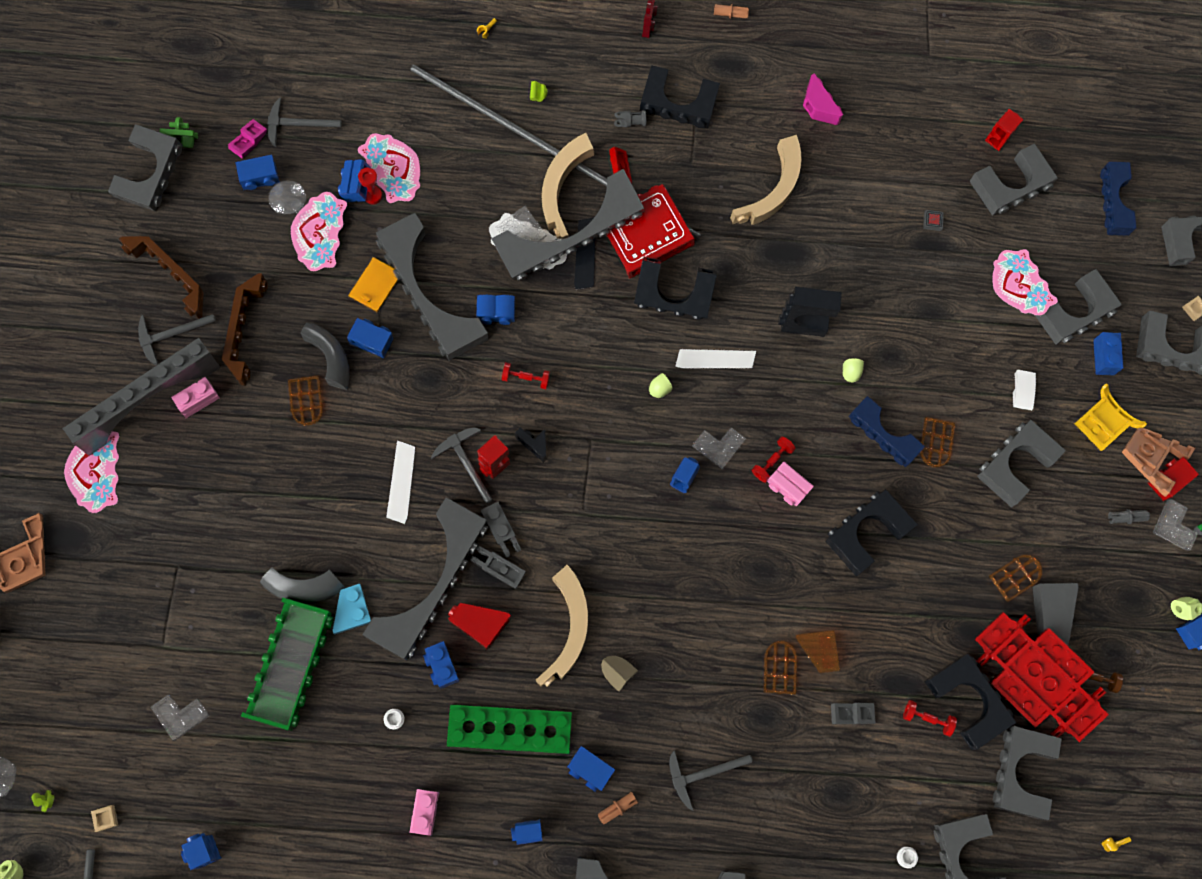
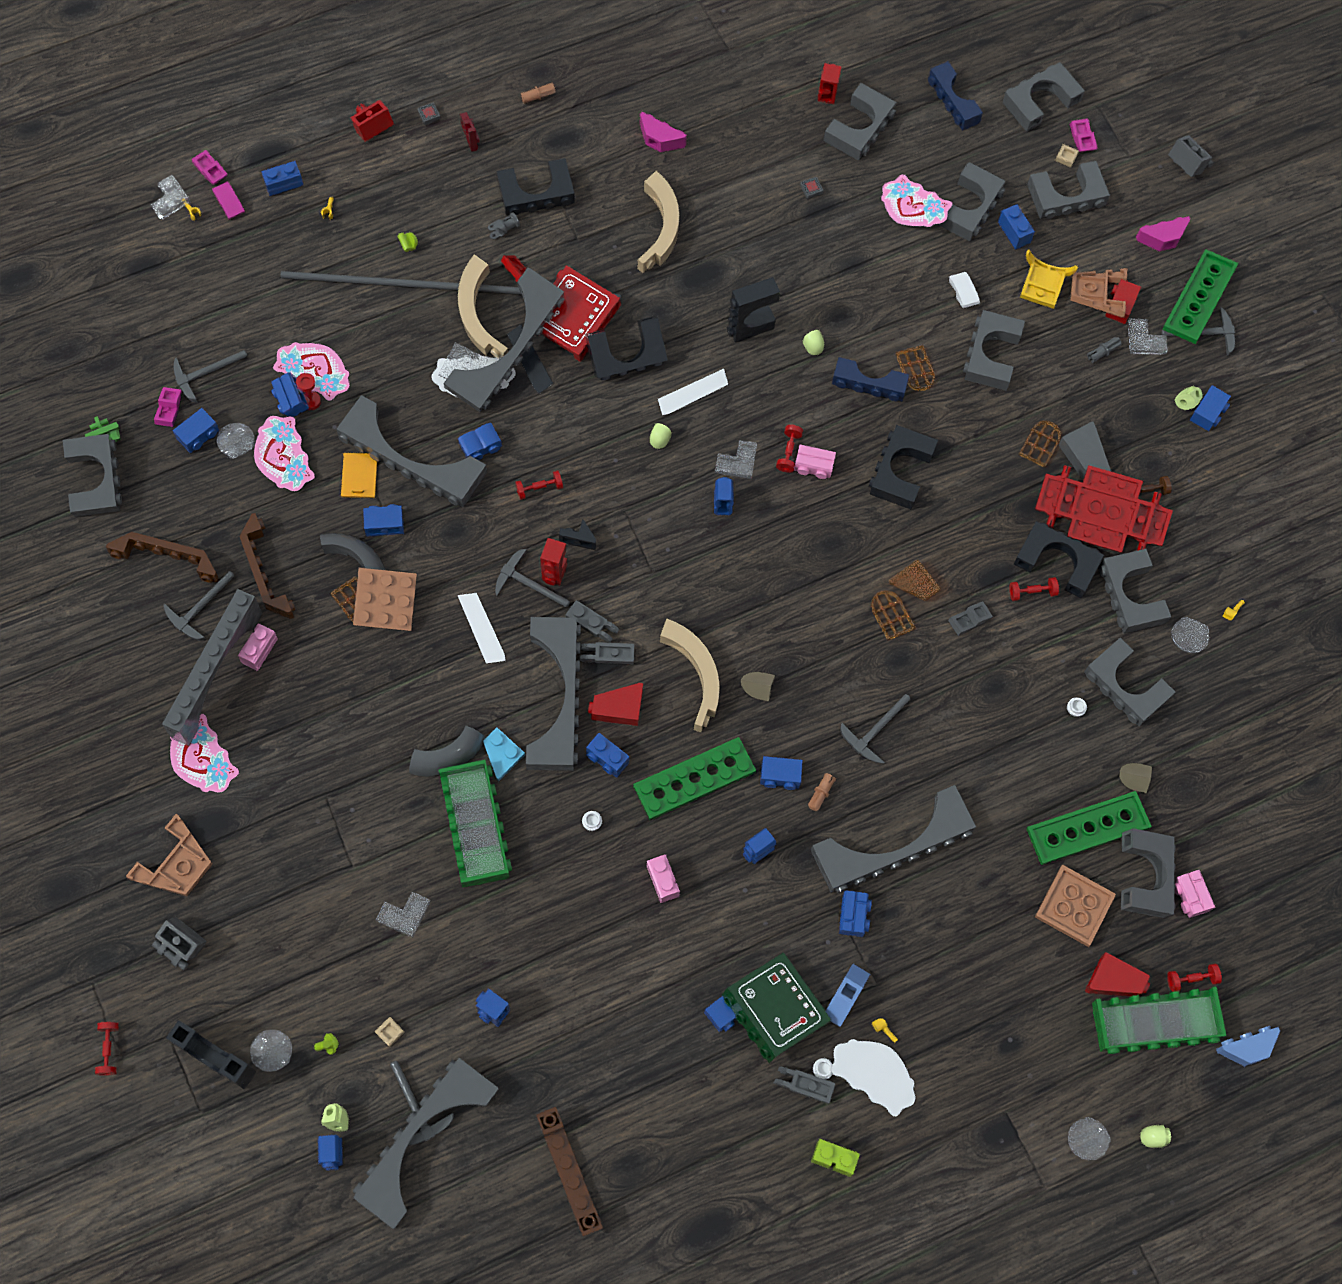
camera: 25 degrees left, 5 degrees down
(328, 412) = (385, 599): none -> nougat plate
(1058, 846) = (1190, 635): none -> clear dish

